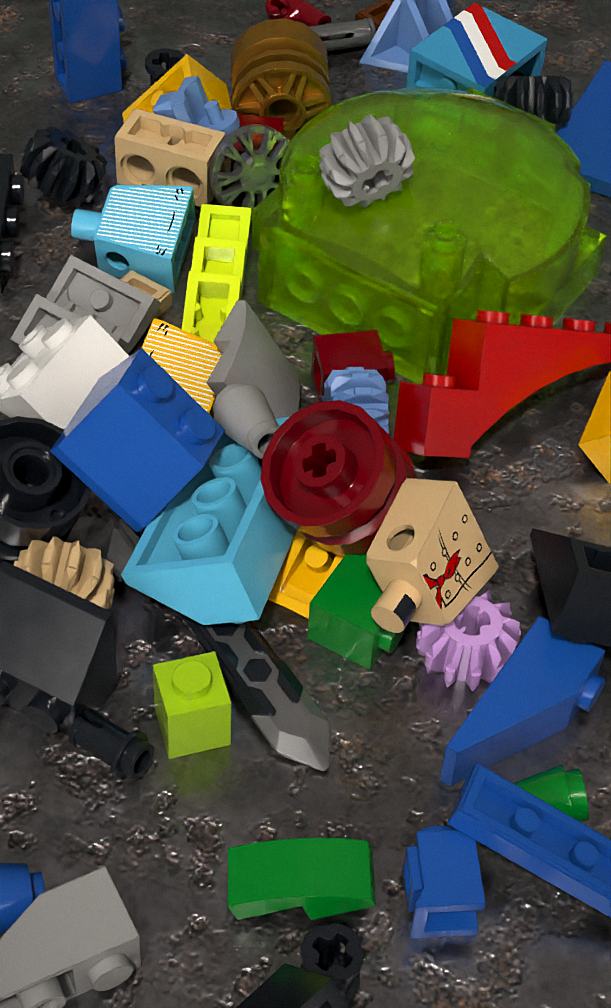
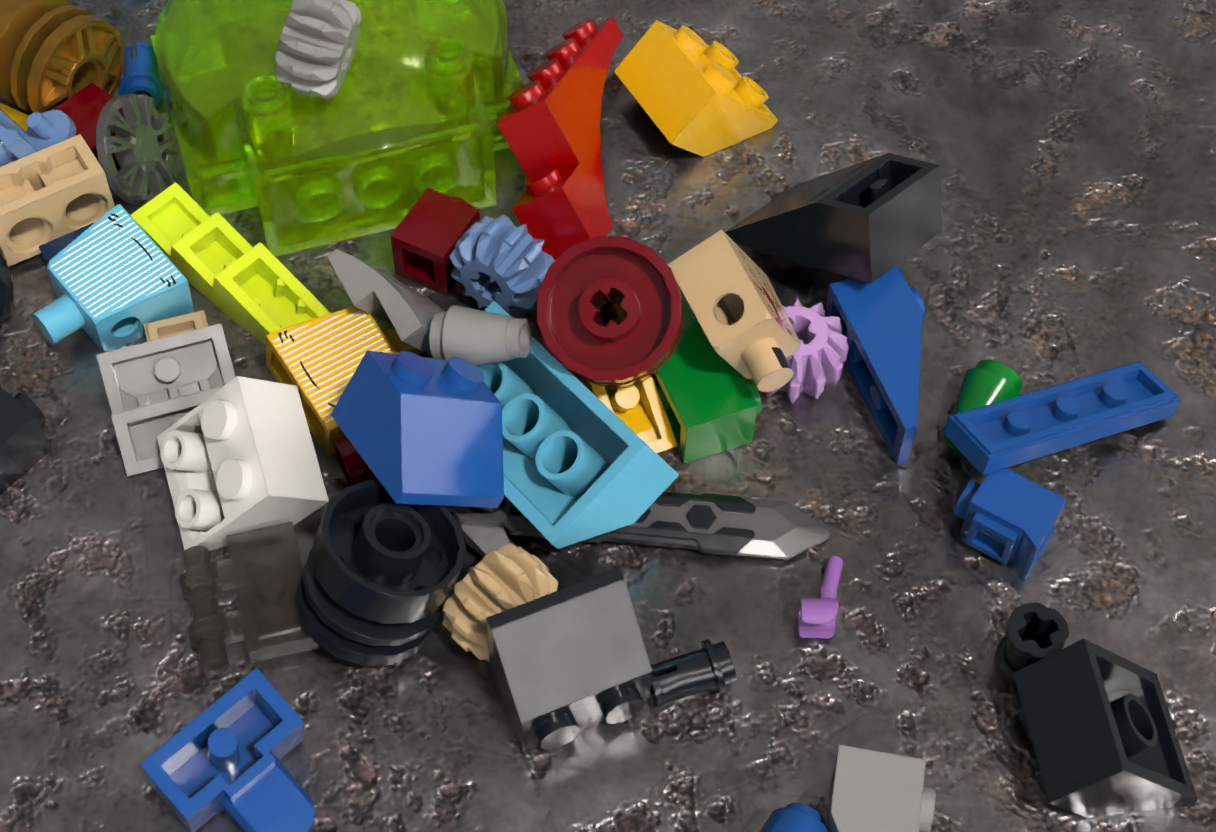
camera: 50 degrees left, 5 degrees up
(192, 704) = (707, 584): lime brick -> none
(240, 804) = (818, 615): none -> medium lavender hand
(312, 873) = (931, 615): green slope -> none

